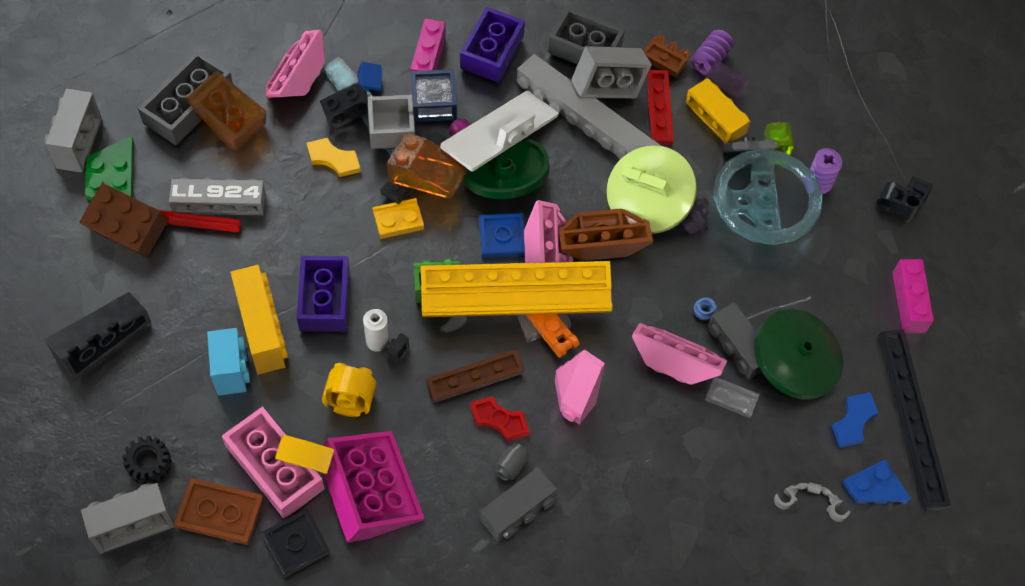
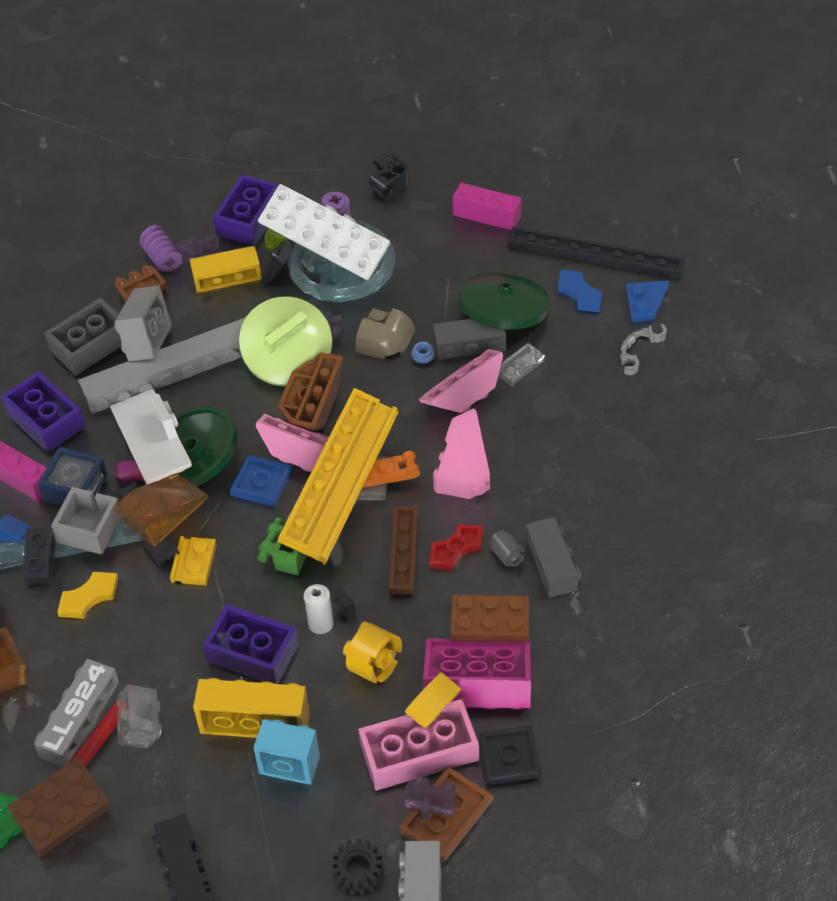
camera: 60 degrees left, 10 degrees down
(219, 481) = (431, 799): none -> clear purple hips
(236, 230) = (138, 716): none -> clear brick
(431, 475) = (490, 618): none -> dark orange plate
(659, 107) = (198, 310): red plate -> none
(709, 267) = (384, 333): none -> dark tan brick
(781, 166) = (324, 231): none -> white bracket
(793, 99) = (241, 209): none -> dark purple brick

